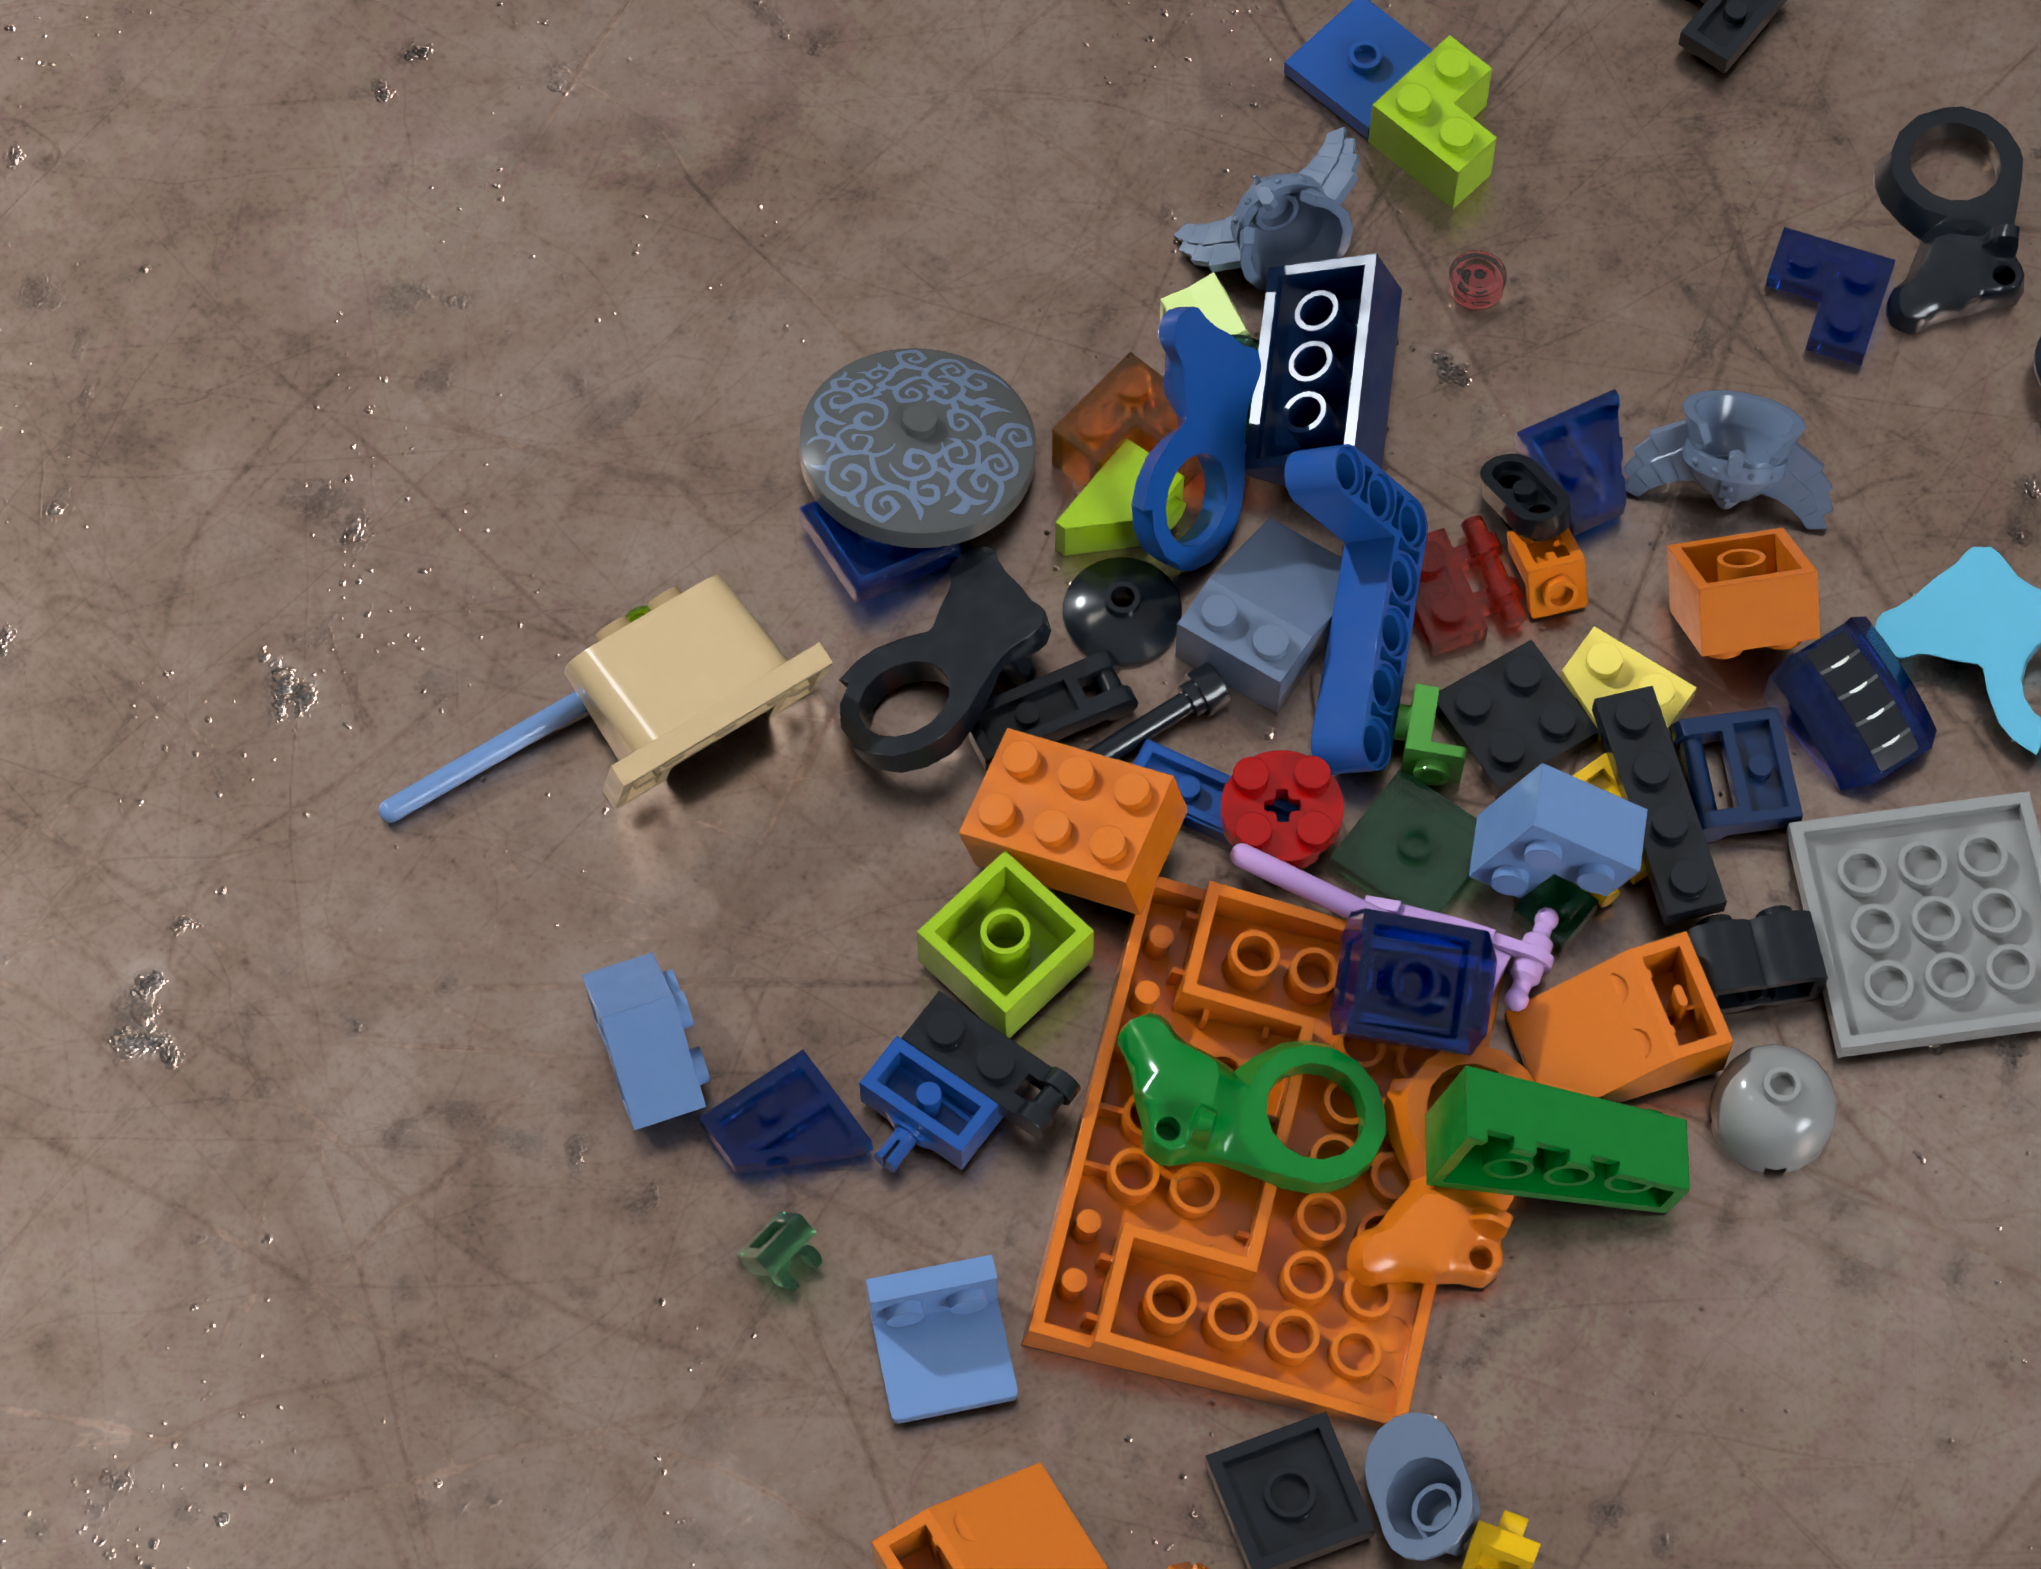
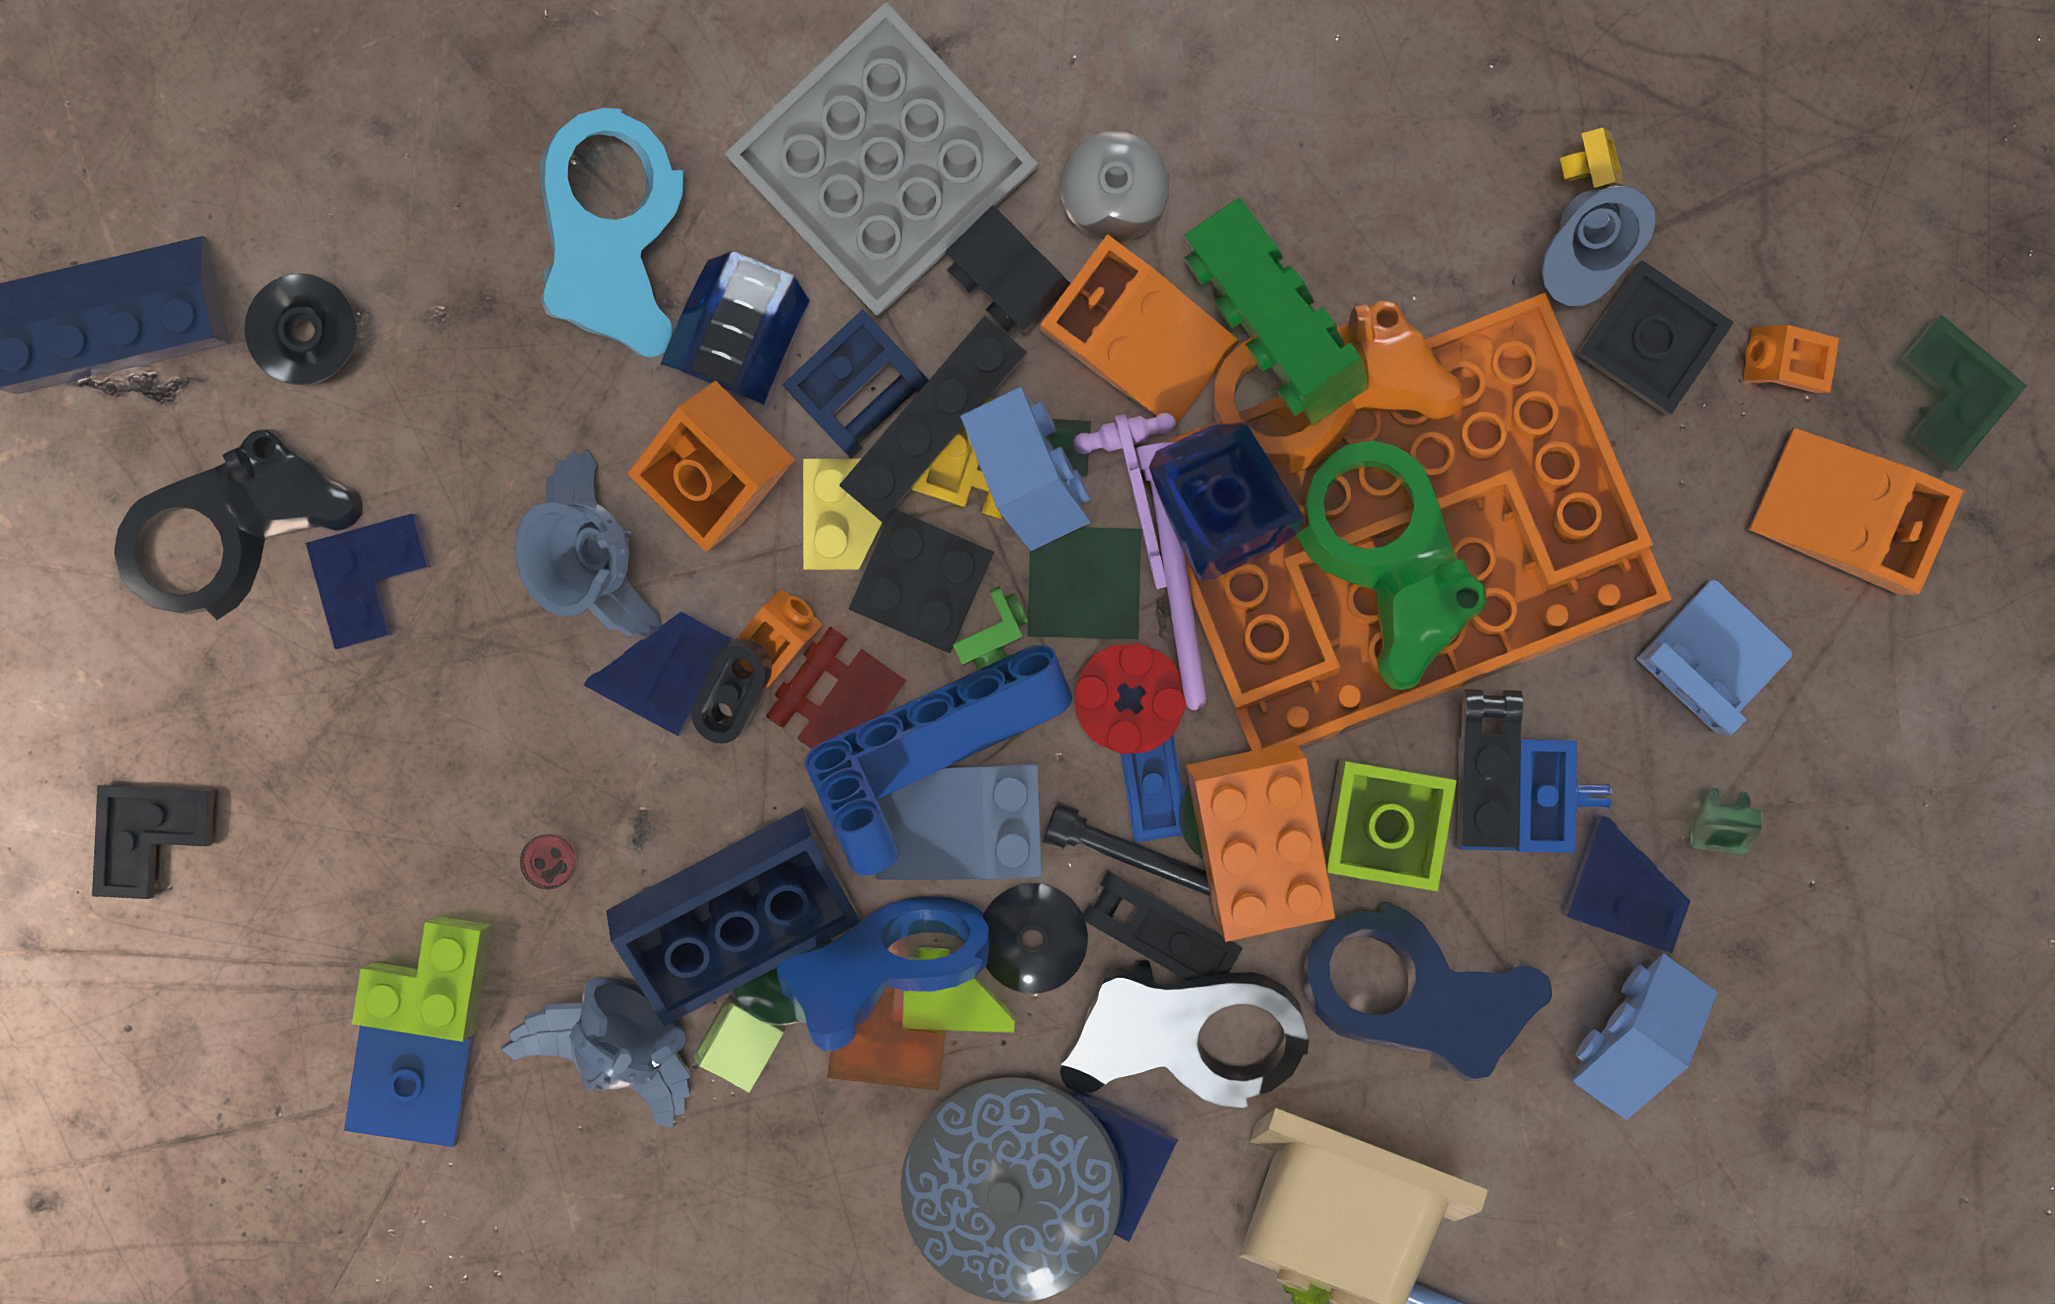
camera: 125 degrees left, 25 degrees up
(792, 885) = (1450, 1014): none -> dark blue animal

